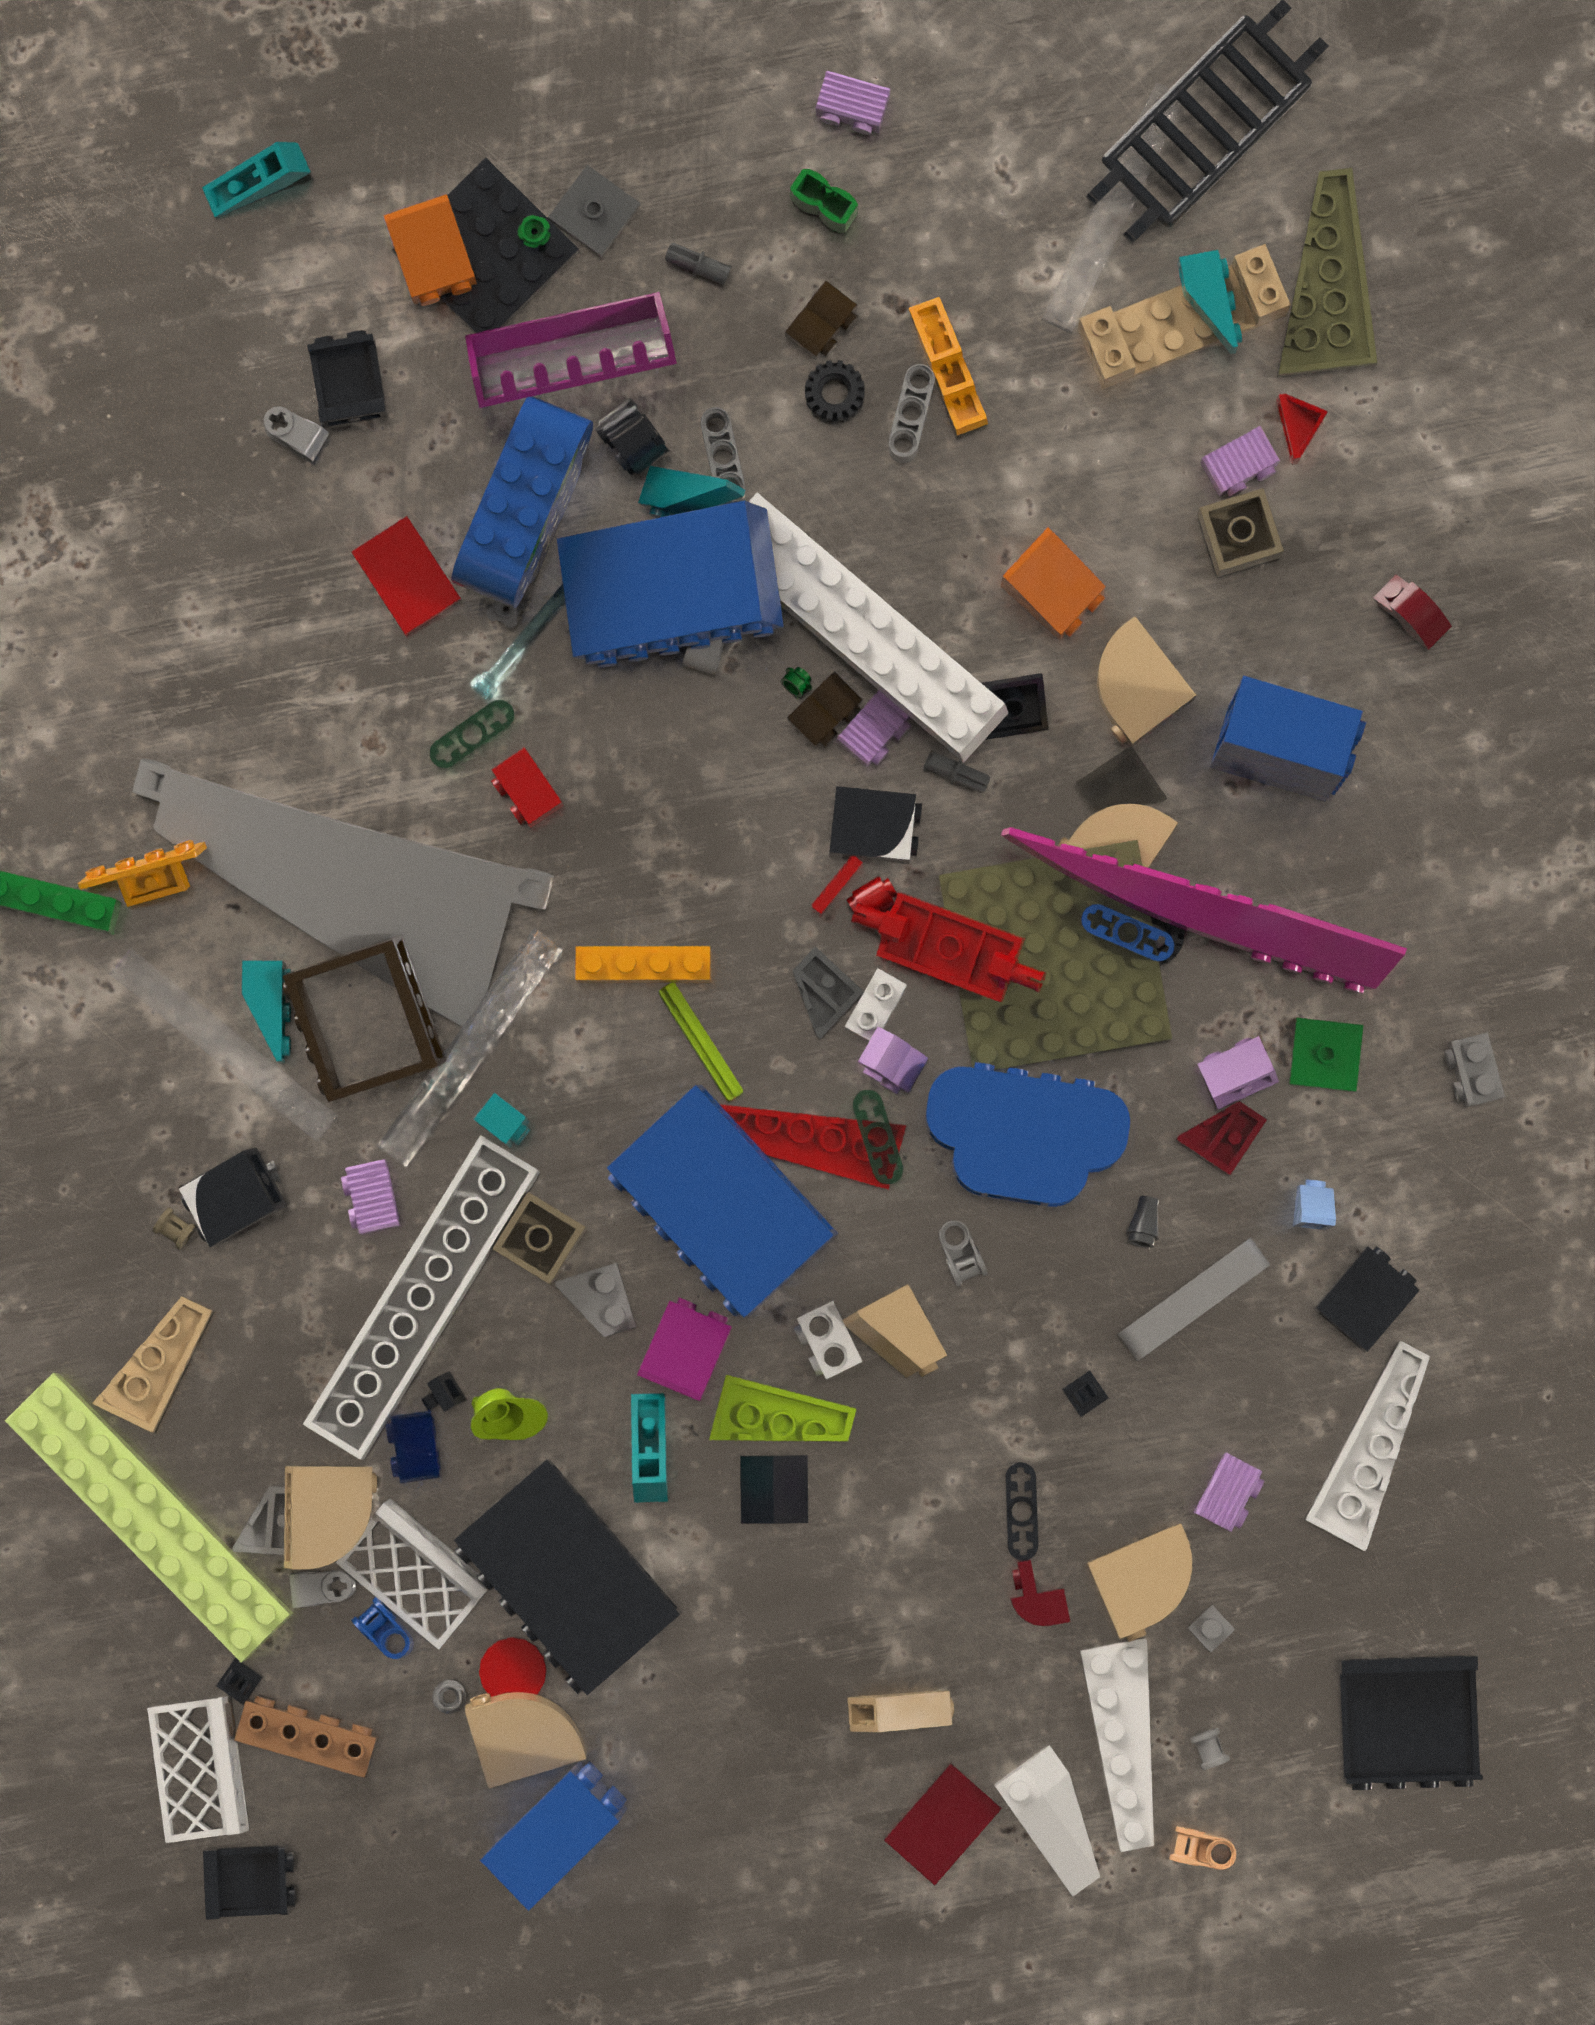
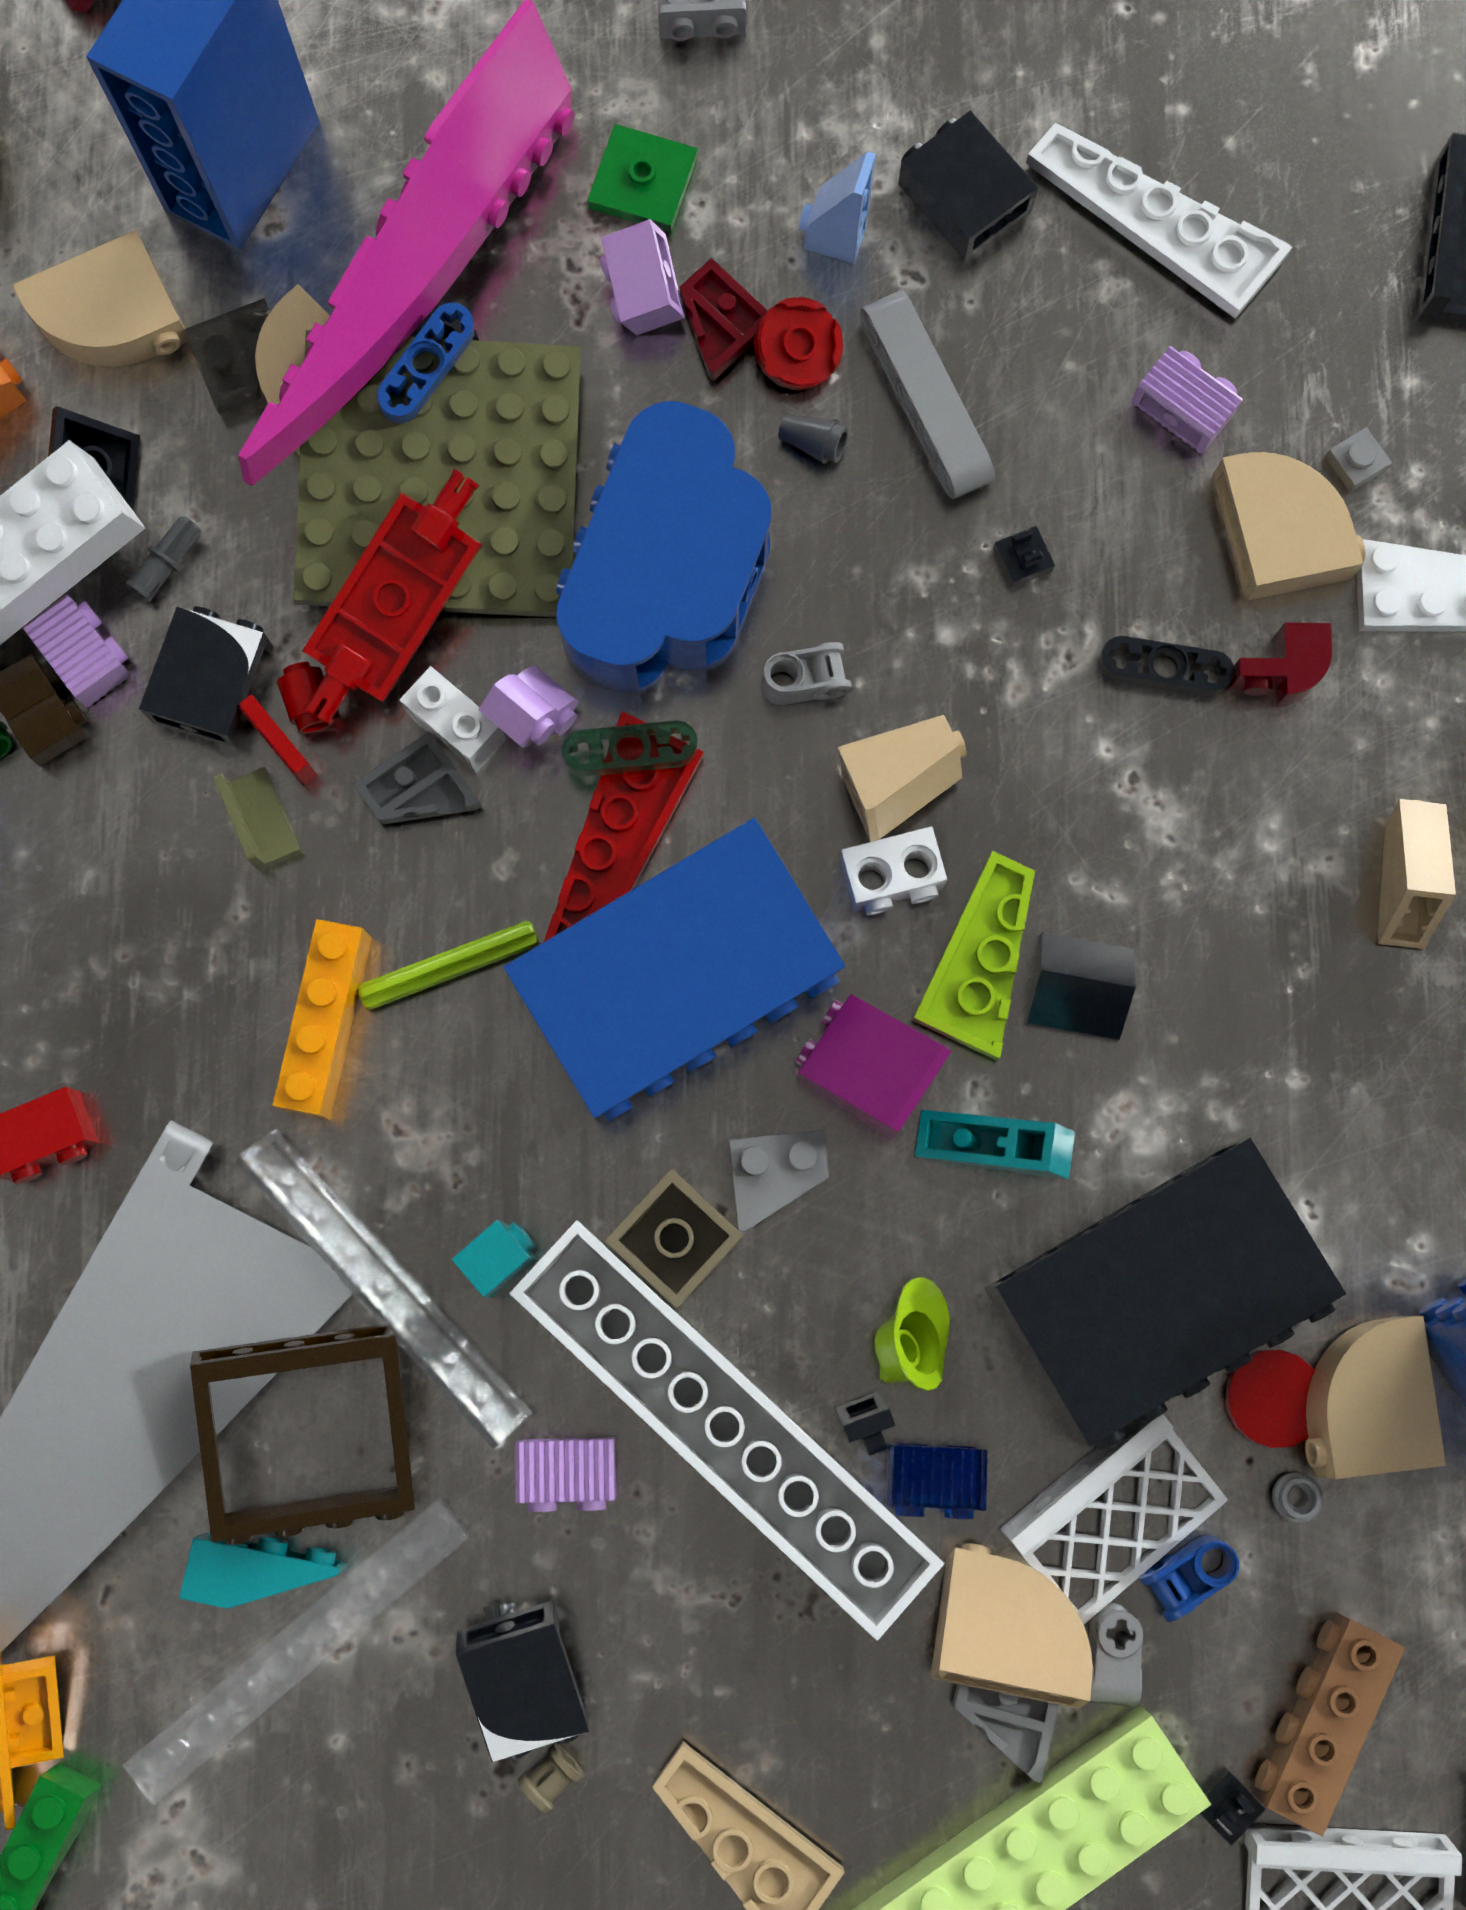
camera: 85 degrees left, 5 degrees down
(779, 885) = (258, 818): none -> olive panel
(1213, 1197) = (798, 343): none -> red tile

